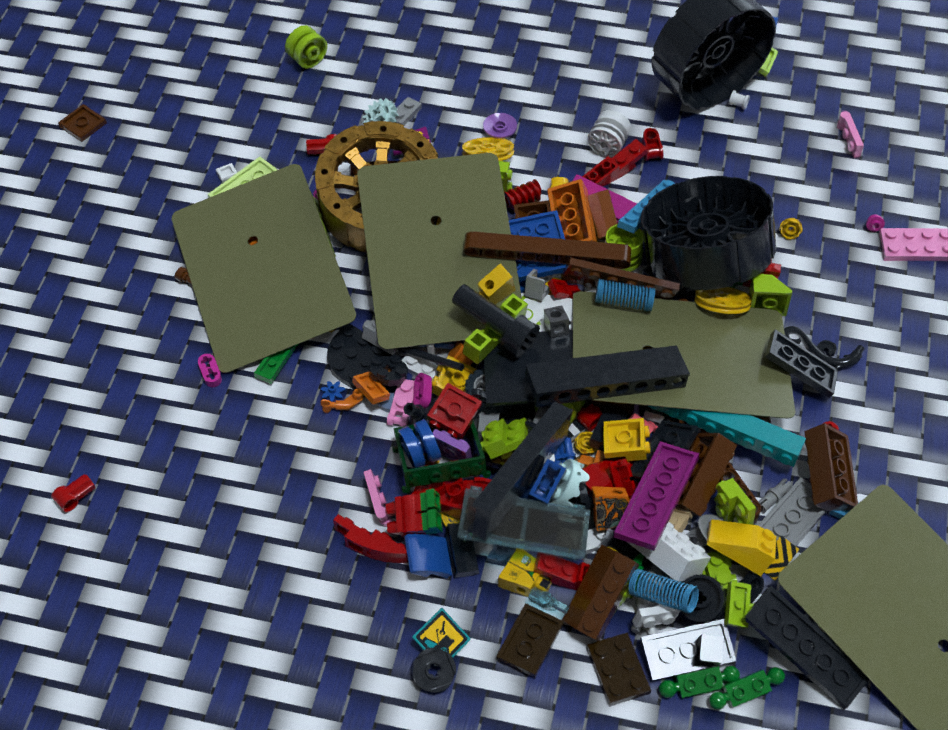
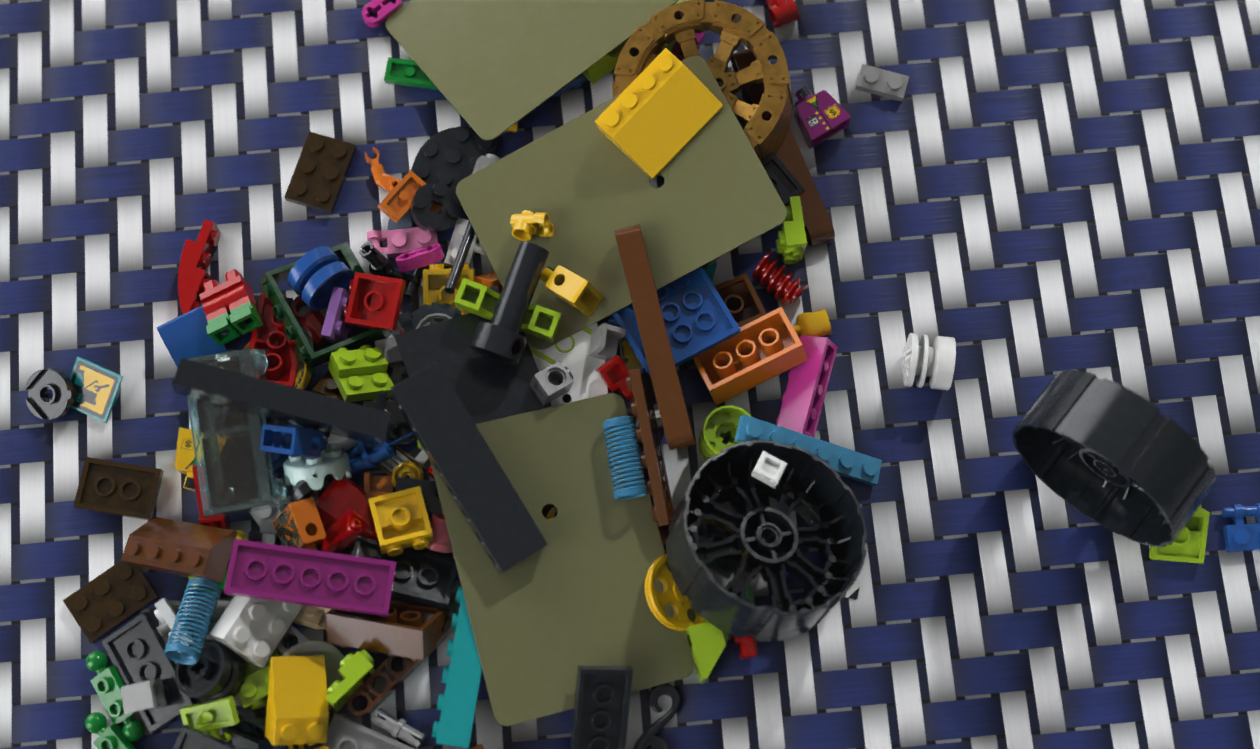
camera: 70 degrees right, 20 degrees up
(324, 442) = (320, 172): none -> dark brown plate
(332, 390) = (398, 159): blue plant -> none
(378, 499) = (258, 255): bright pink plate -> none
(381, 111) = (854, 53): light aqua gear -> none
(391, 200) = (658, 113): none -> yellow slope
(436, 302) = (529, 223): none -> yellow plate
(500, 125) = (899, 202): medium lavender dish -> none
(500, 147) = (834, 214): yellow wedge -> none
(546, 601) = (170, 492): clear light blue piece -> none
(602, 212) = (776, 394): dark orange piece -> none
(617, 166) = (878, 387): red slope -> none
(652, 142) = (933, 429): red piece -> none
(665, 208) = (768, 469): none -> white tile
(739, 99) = (1078, 528): white bush -> none
(789, 233) = (850, 656): yellow plate -> none
(850, 133) = (1068, 706): bright pink plate -> none

